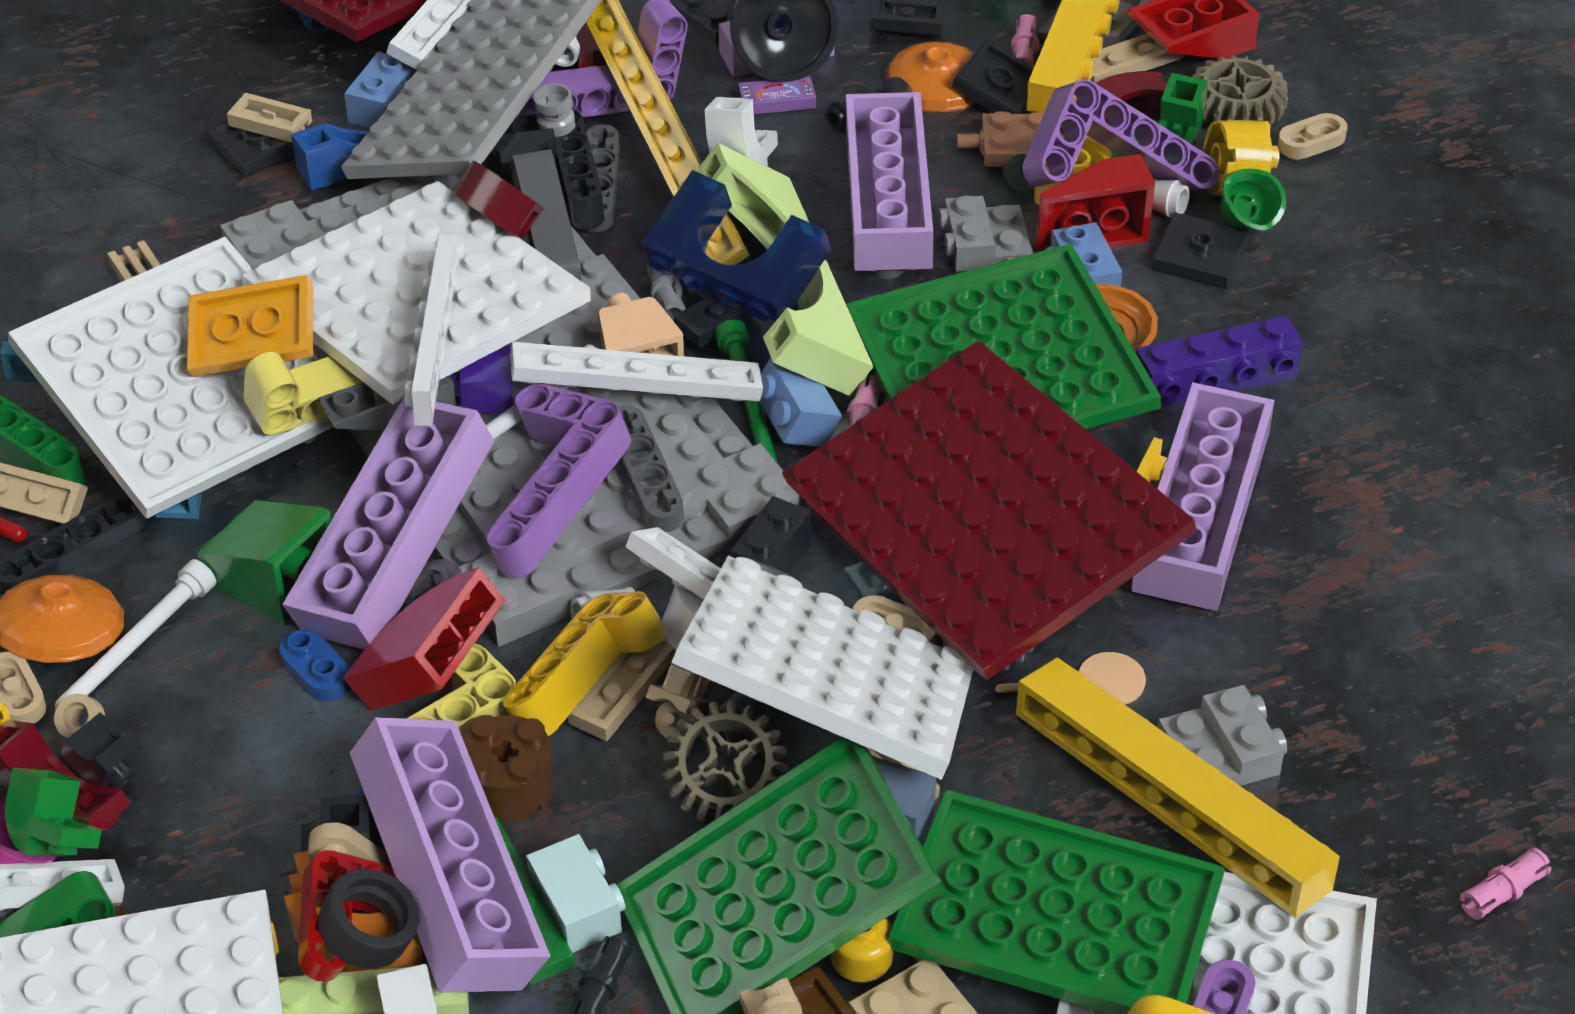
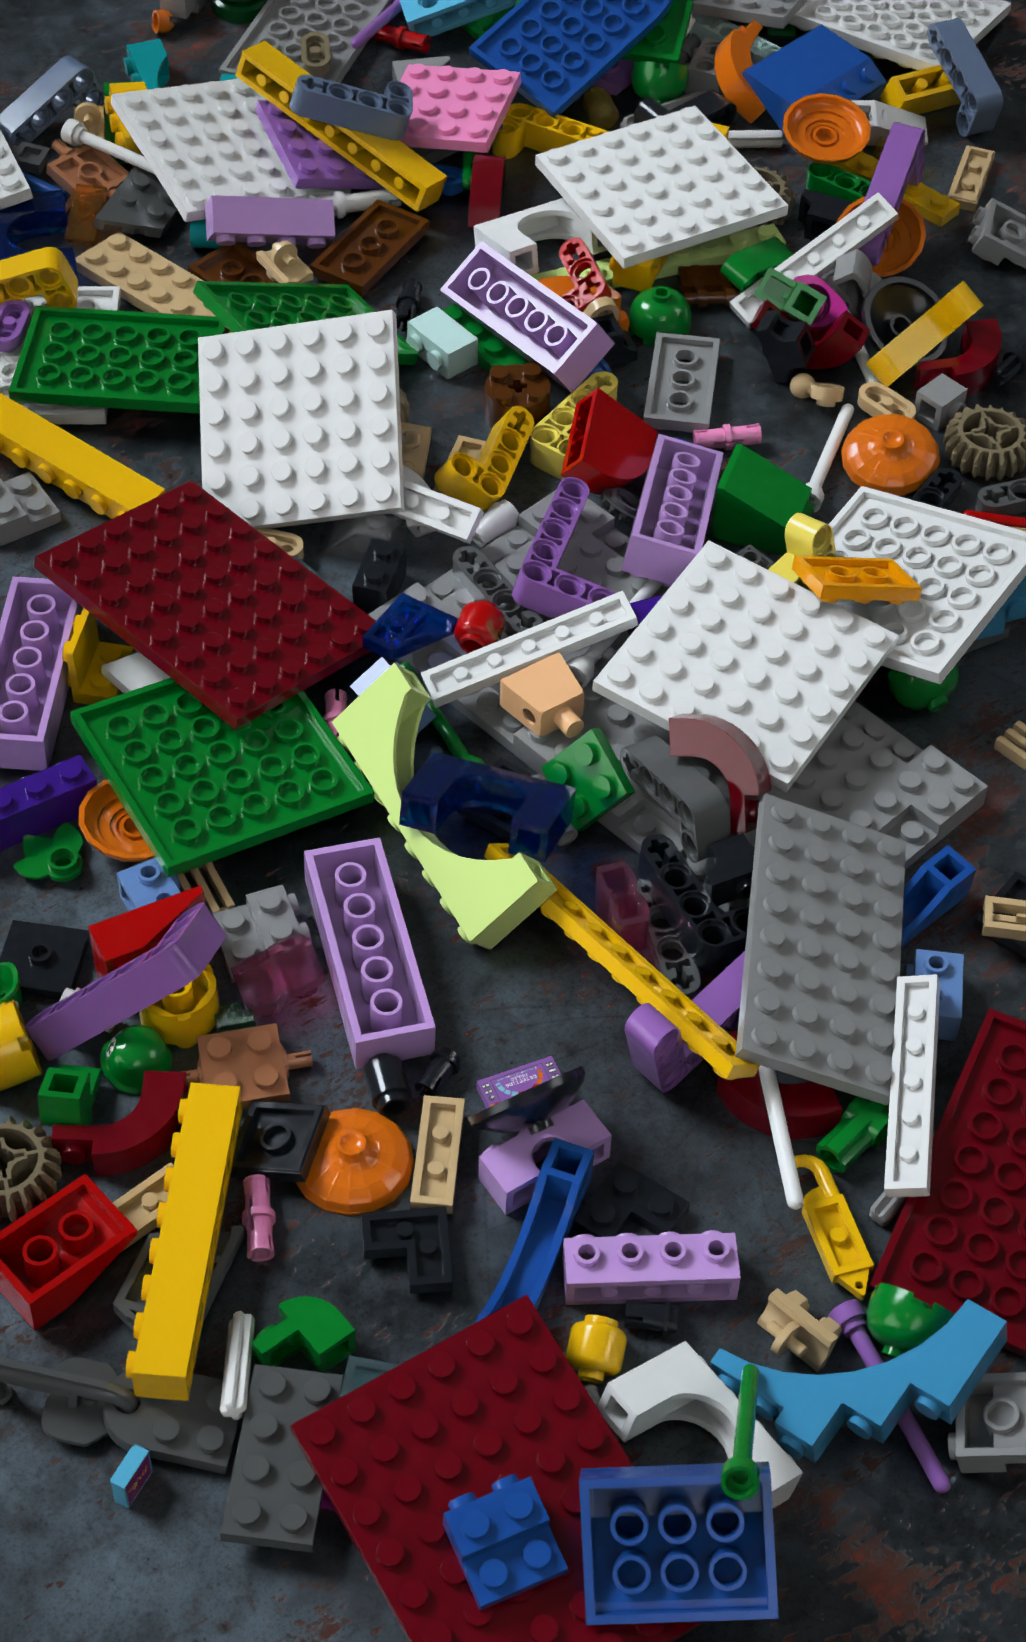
camera: 165 degrees right, 5 degrees up
(236, 871) = (659, 311): none -> green cylinder
(250, 679) = (728, 436): none -> bright pink pin
(273, 798) = (663, 385): none -> light grey plate
(359, 947) = (547, 249): black tyre -> none
(432, 333) = (699, 581): white plate -> none
(553, 112) = (722, 910): light grey wheel -> none
(628, 271) = (596, 774): none -> green plate
(635, 181) = (621, 904): none -> clear pink brick
(680, 420) = (479, 625): none -> red head
(732, 125) = (526, 948): white arch -> none
(761, 440) = (407, 628): none -> clear blue wing
(865, 57) = (437, 1153): none -> tan plate
(972, 176) = (278, 975): none -> clear pink brick
(1178, 322) = (54, 857): none -> green plate

